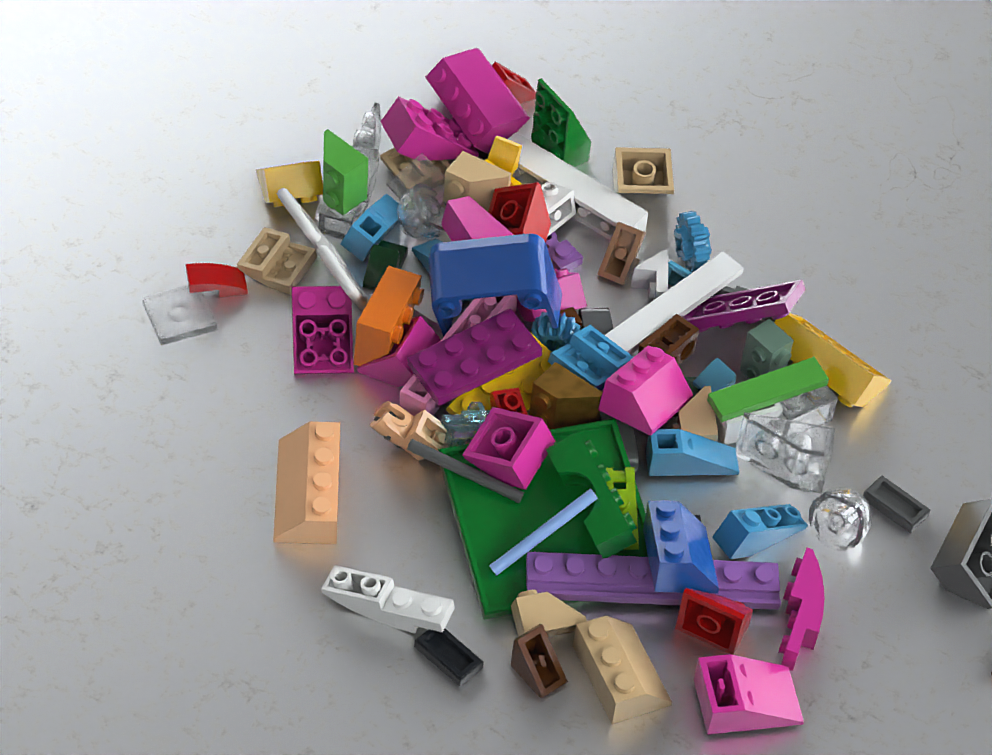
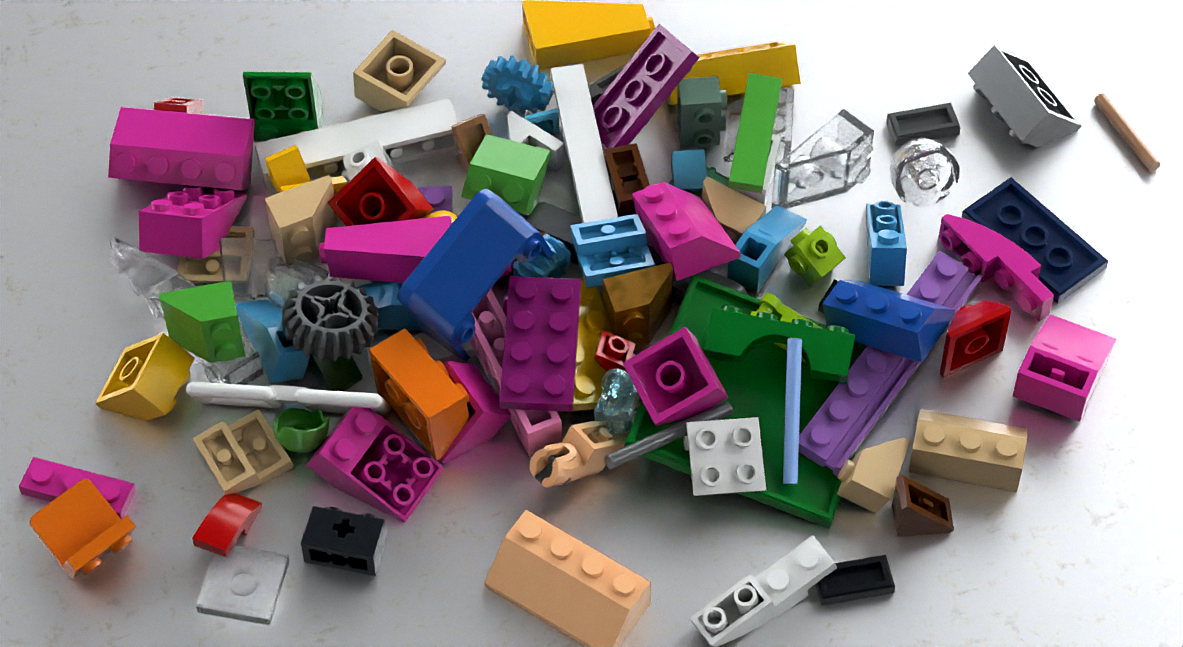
camera: 50 degrees left, 5 degrees up
(150, 208) = (81, 528): none -> orange bracket
(185, 195) = (50, 479): none -> dark pink plate
(249, 345) = (344, 540): none -> black brick
(313, 273) = (300, 429): none -> bright green hair
(399, 235) = (329, 319): none -> dark grey gear
(476, 513) = (725, 456): none -> white hinge
(611, 275) = (508, 170): none -> bright green slope
(702, 497) = (813, 254): none -> lime brick
(780, 257) = (583, 31): none -> yellow slope
(852, 627) = (1018, 216): none -> dark blue tile

